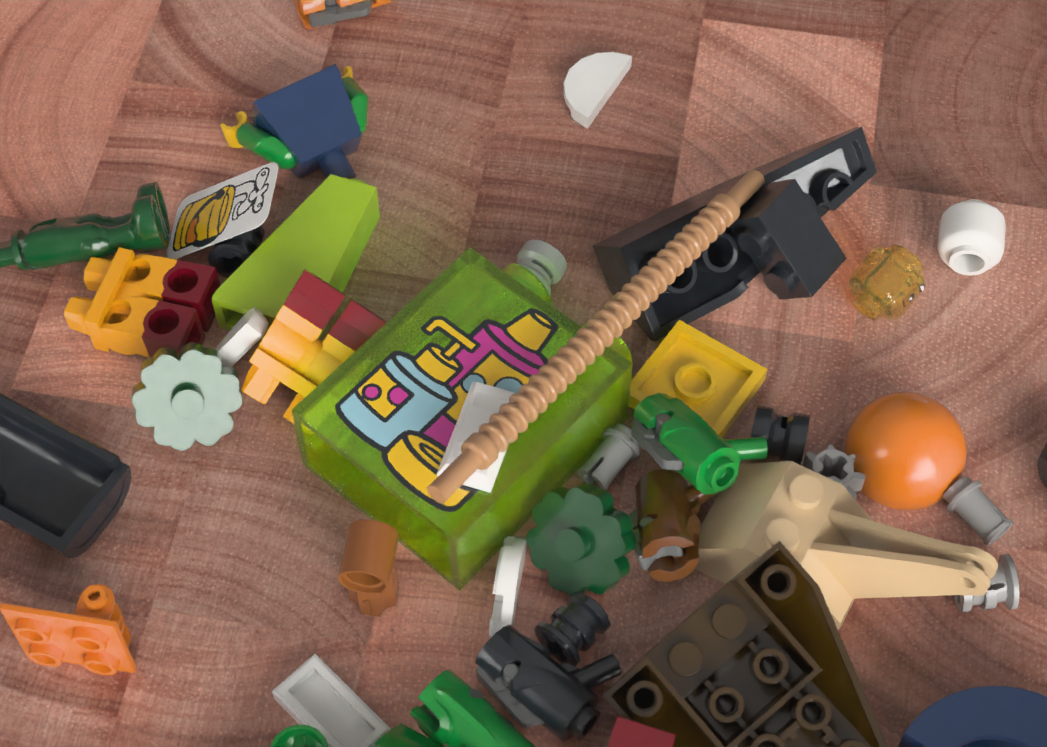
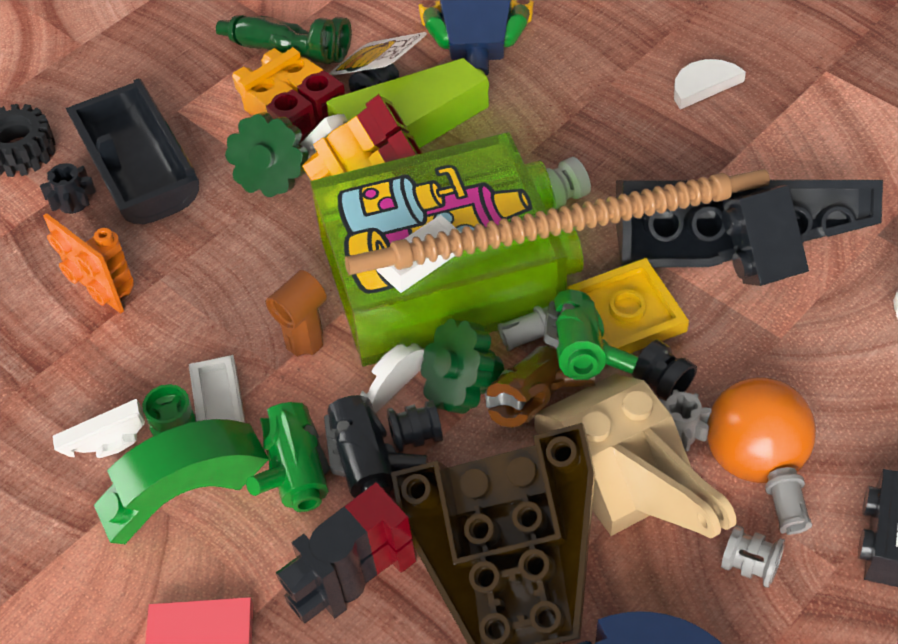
camera: 35 degrees right, 5 degrees down
(887, 282) = (832, 304): clear yellow head -> none

